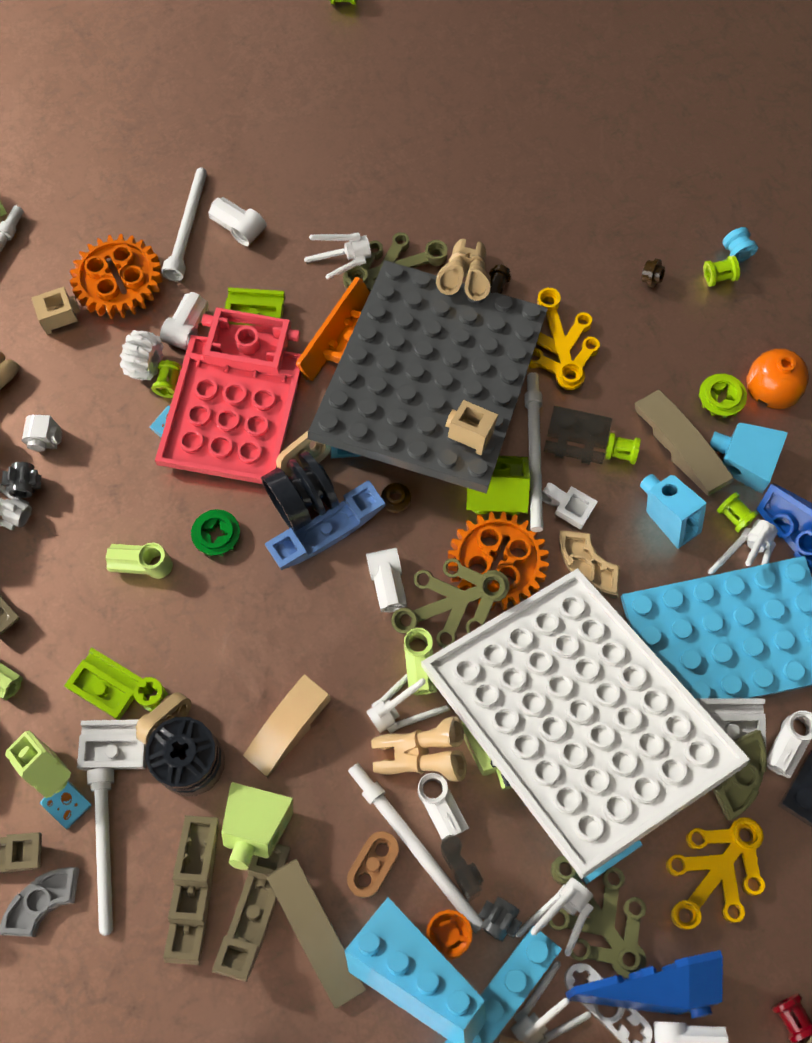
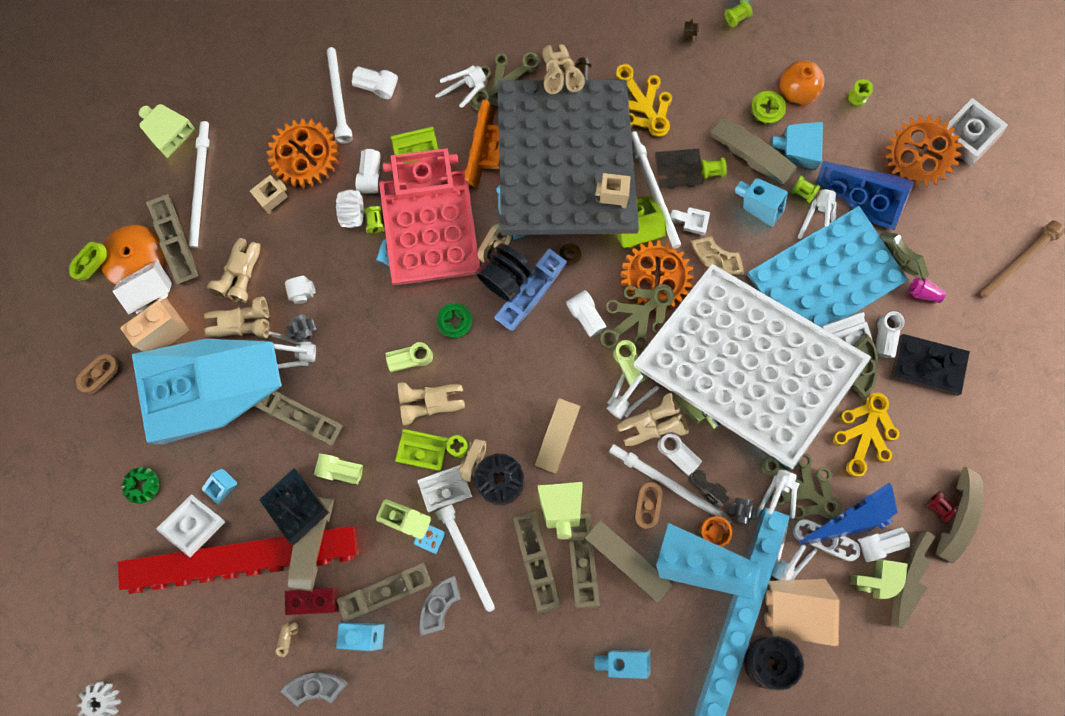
camera: 20 degrees left, 10 degrees up
(146, 622) = (434, 398): none -> tan piece

